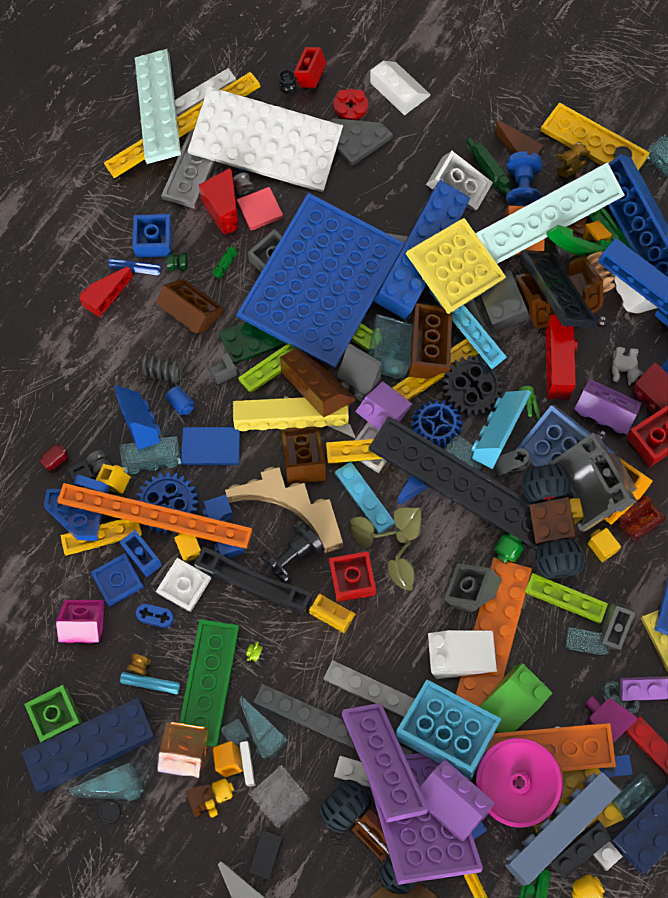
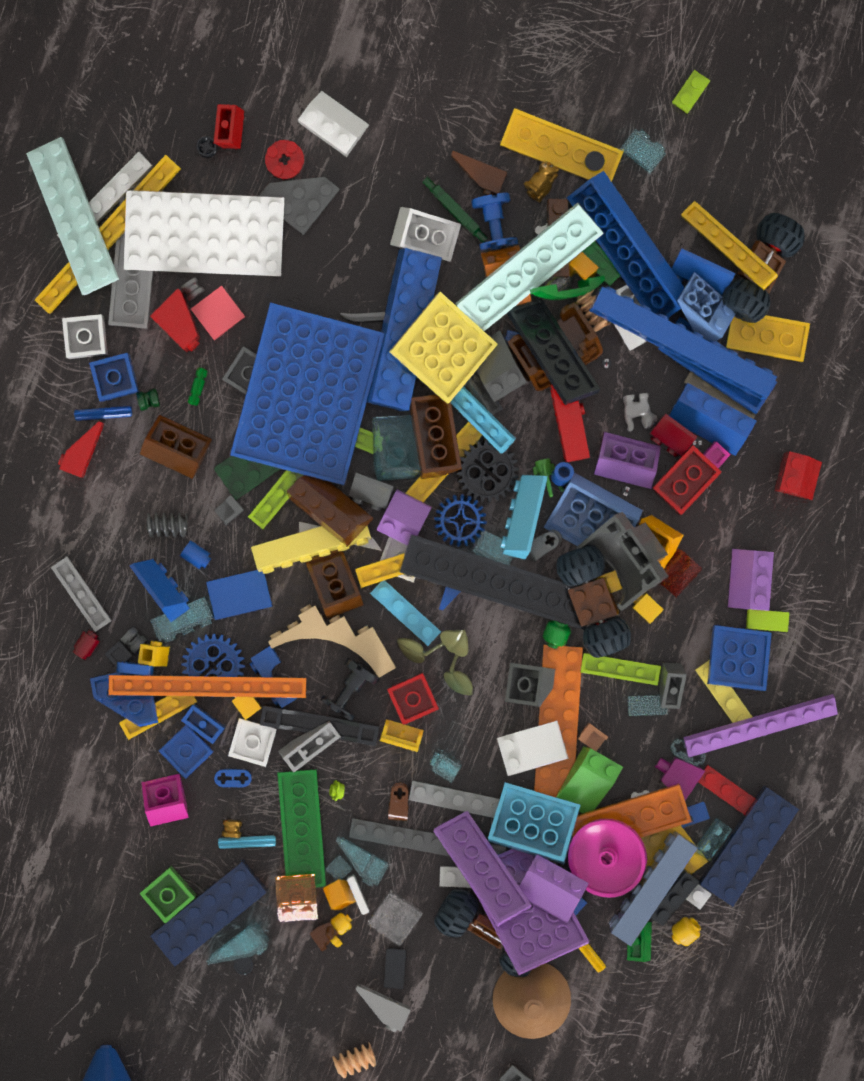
camera: 15 degrees left, 20 degrees up
(64, 412) = (81, 594): none -> light grey plate
(137, 197) = (85, 336): none -> white brick
(238, 597) = (308, 745): none -> light grey slope
(312, 682) = (398, 804): none -> reddish brown piece
(369, 645) = (445, 765): none -> clear light blue brick
(525, 655) = (592, 737): none -> nougat panel
(544, 399) = (562, 474): none -> blue brick

